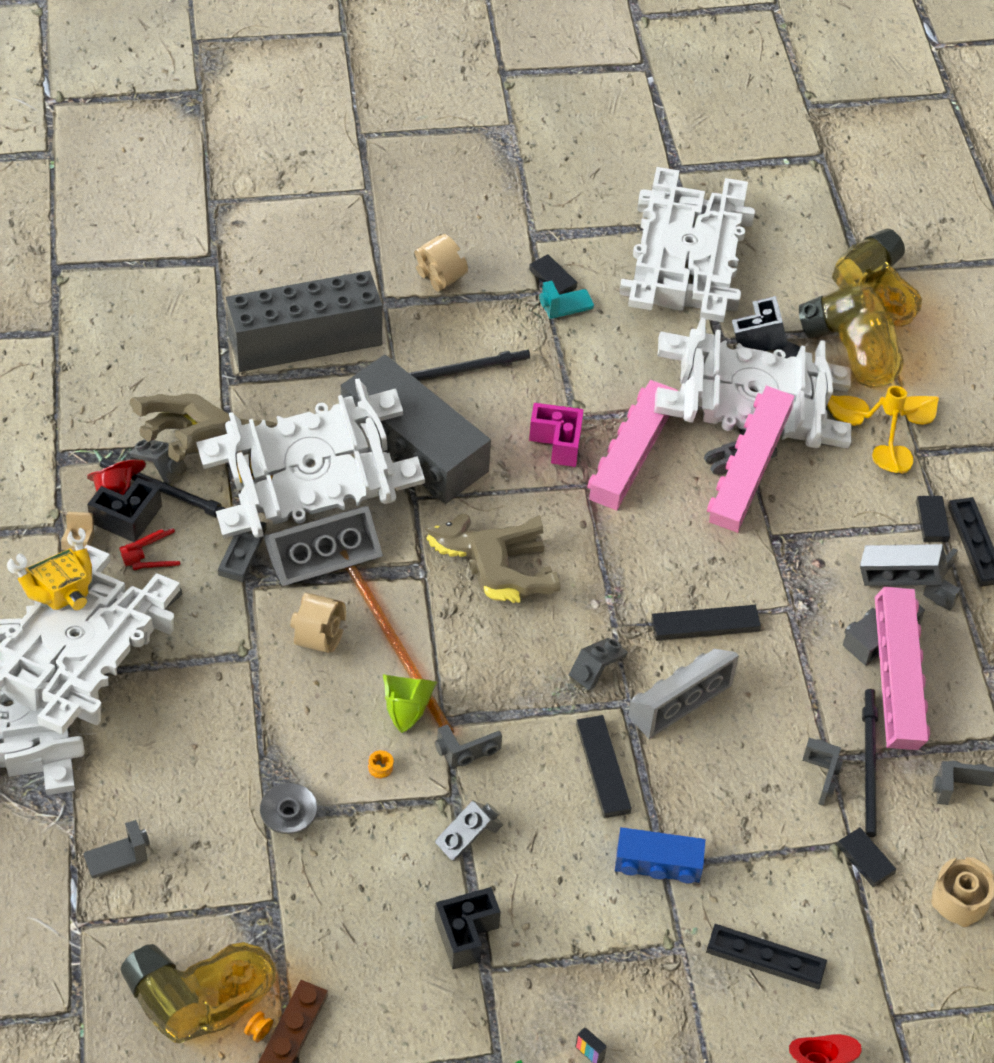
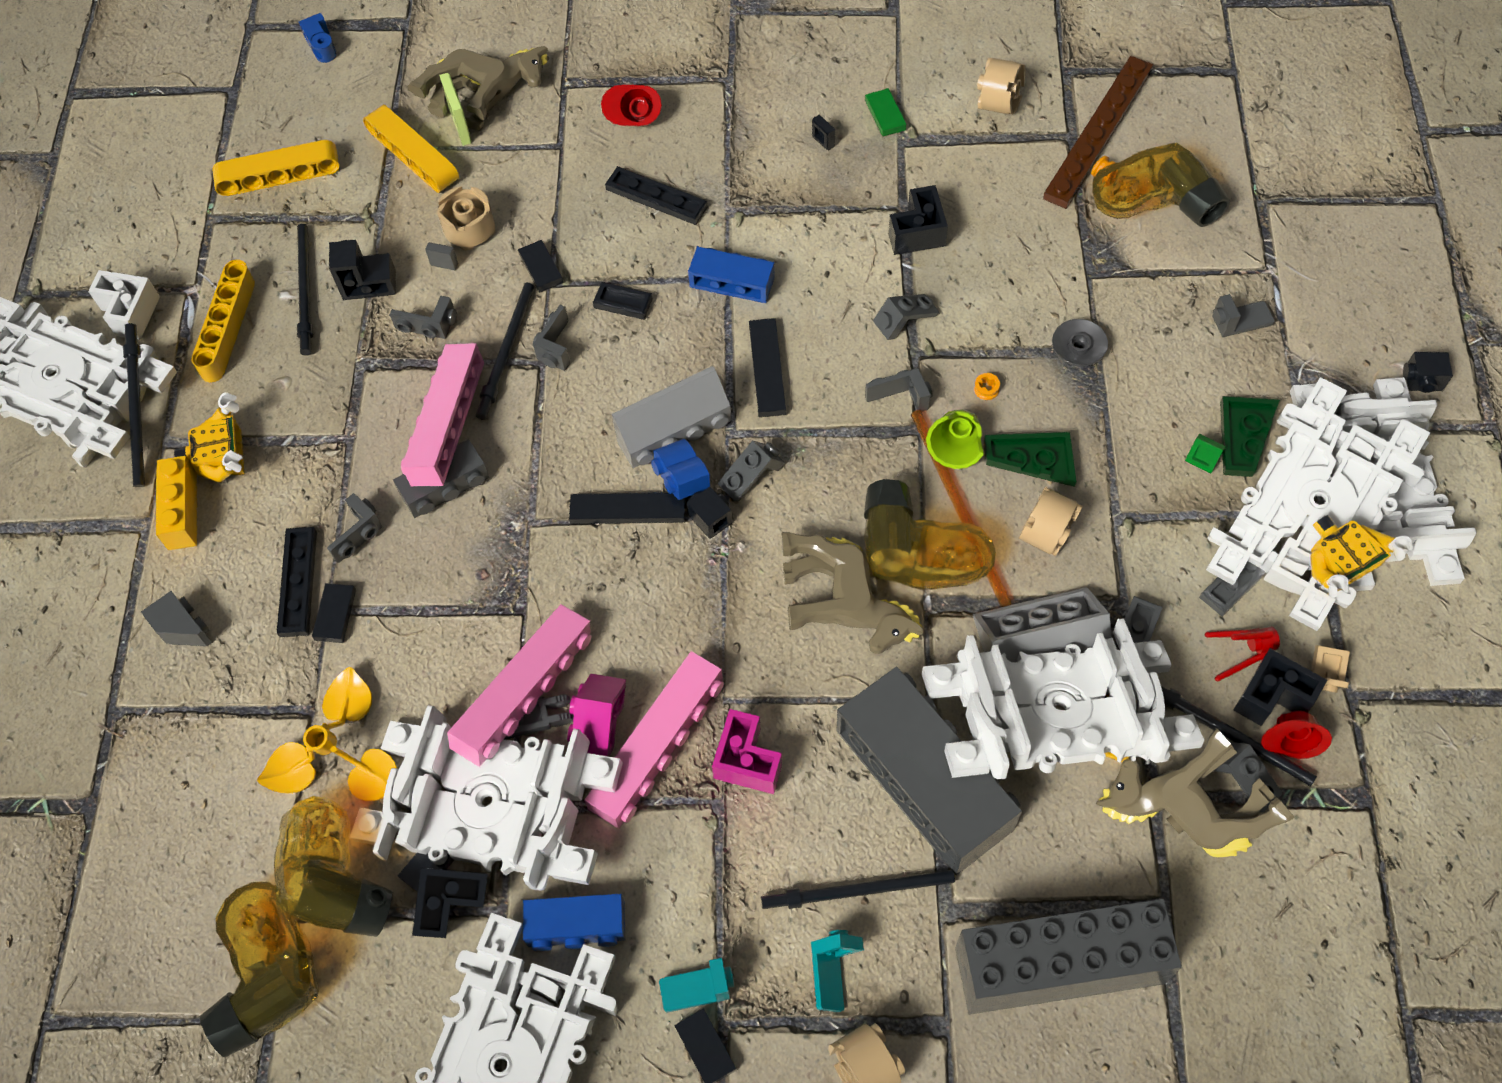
camera: 165 degrees left, 10 degrees up
(127, 735) = (1244, 432): none -> dark green wing
(170, 708) = (1205, 453): none -> green tile
(330, 697) = (1033, 454): none -> dark green wing
(434, 588) = (921, 551): none -> clear yellow piece
(472, 318) = (827, 967): none -> teal bracket
(629, 617) = (710, 511): none -> black brick
(644, 329) = (574, 921): none -> blue brick
(664, 647) = (680, 469): none -> blue brick
(684, 451) = (597, 711): none -> dark pink brick
(768, 826) = (622, 300): none -> black tile
(903, 565) = (394, 531): dark grey brick -> none
(973, 848) = (441, 256): none -> dark grey tile

